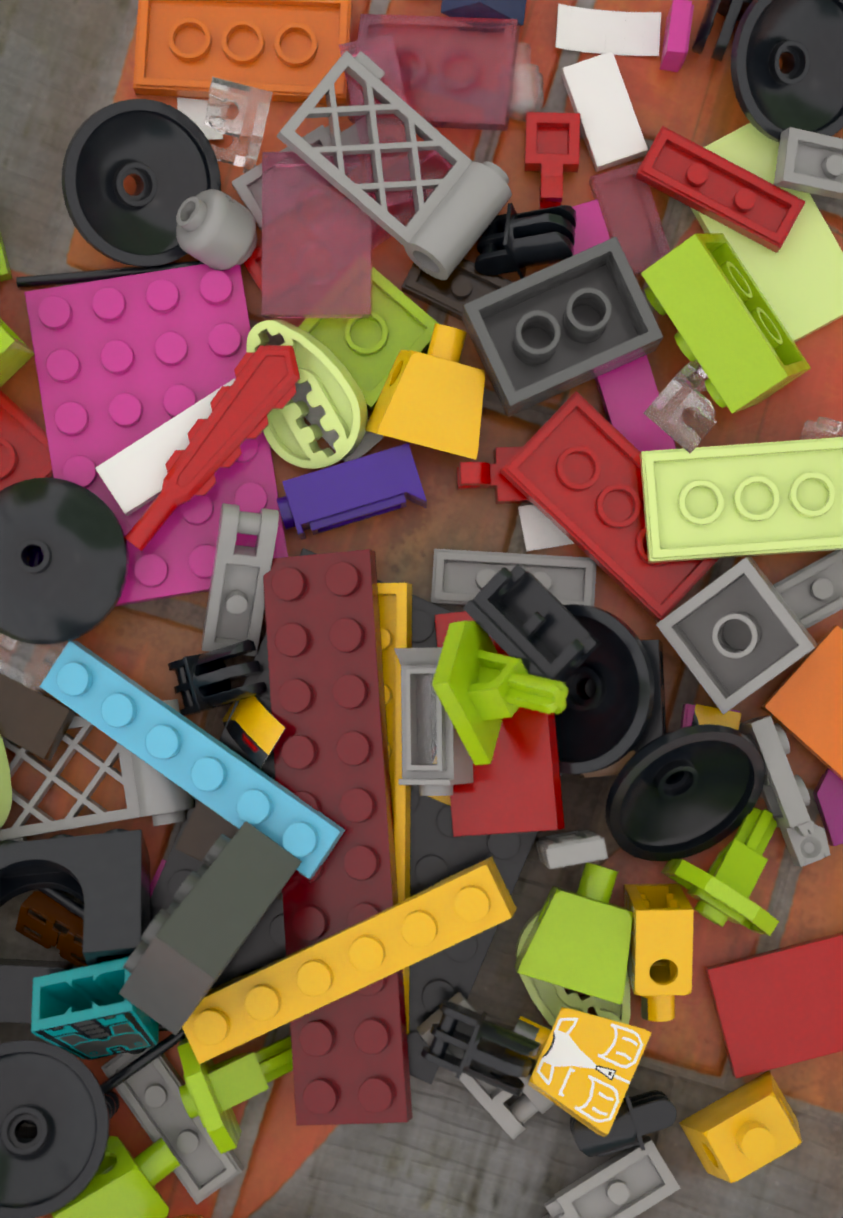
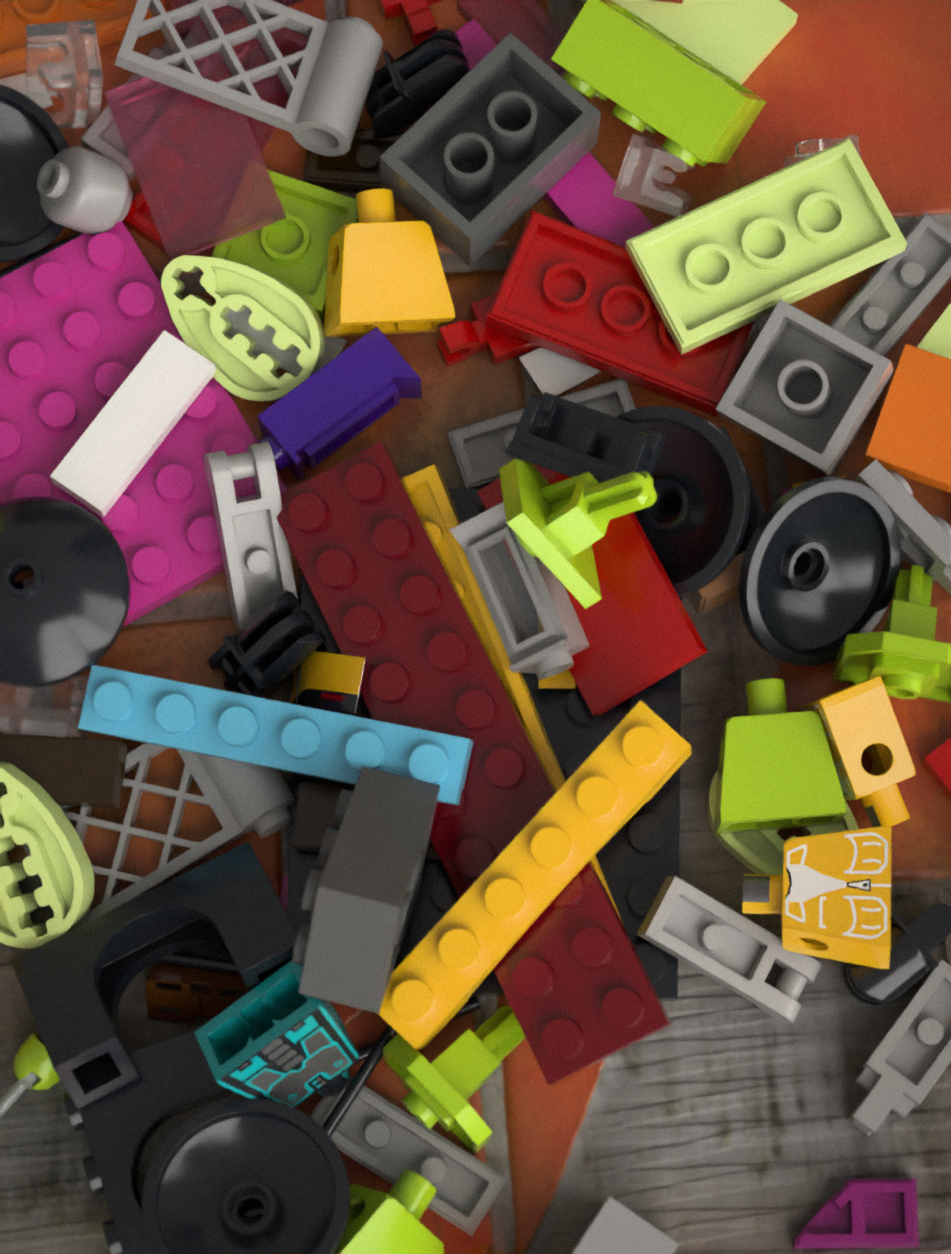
camera: 20 degrees left, 10 degrees down
(238, 413) = (183, 361): red sword -> none
(491, 1052) = (669, 916): black arm -> none
(570, 848) = (723, 667): light grey tile -> none

